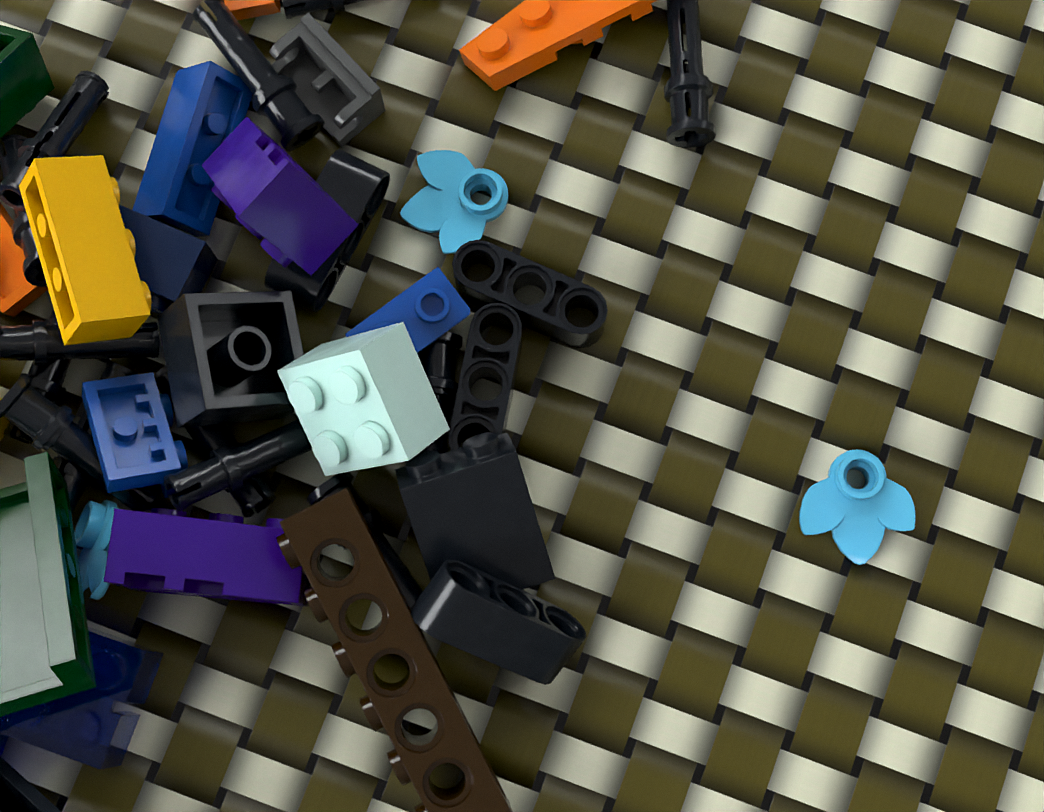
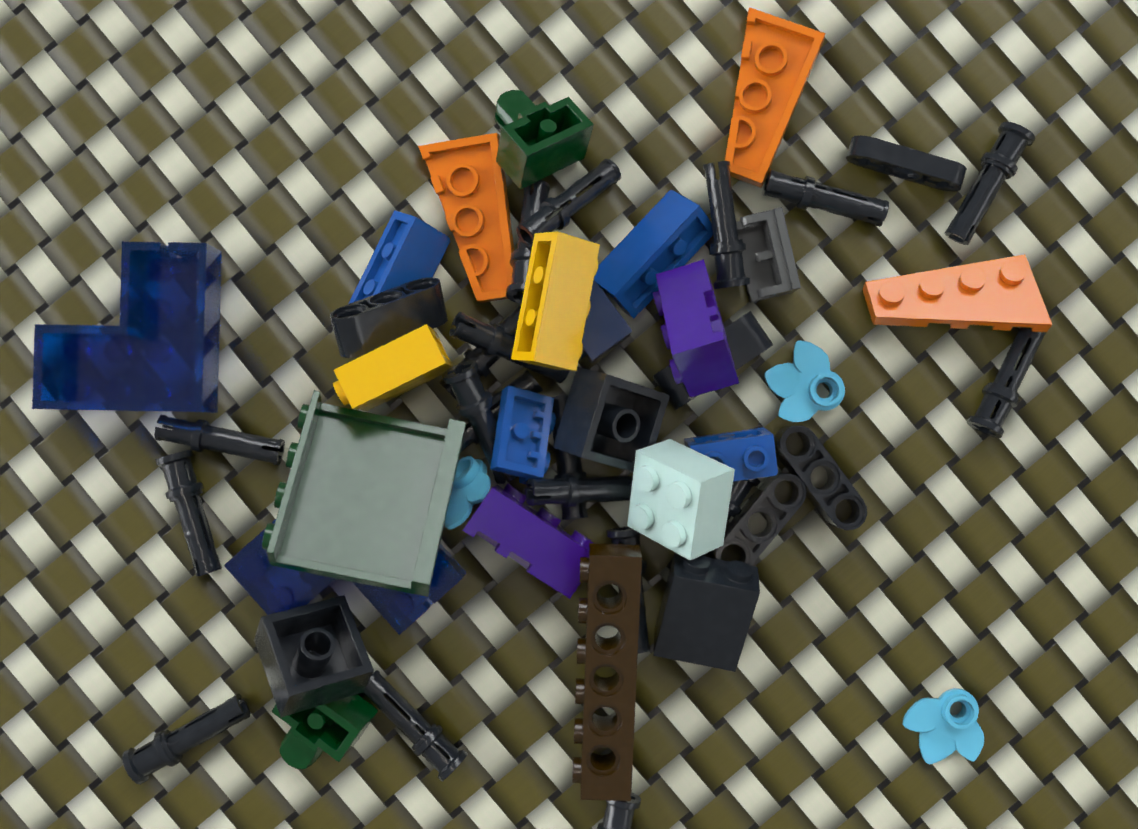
camera: 25 degrees right, 10 degrees up
(497, 622) = (686, 681): black beam -> none

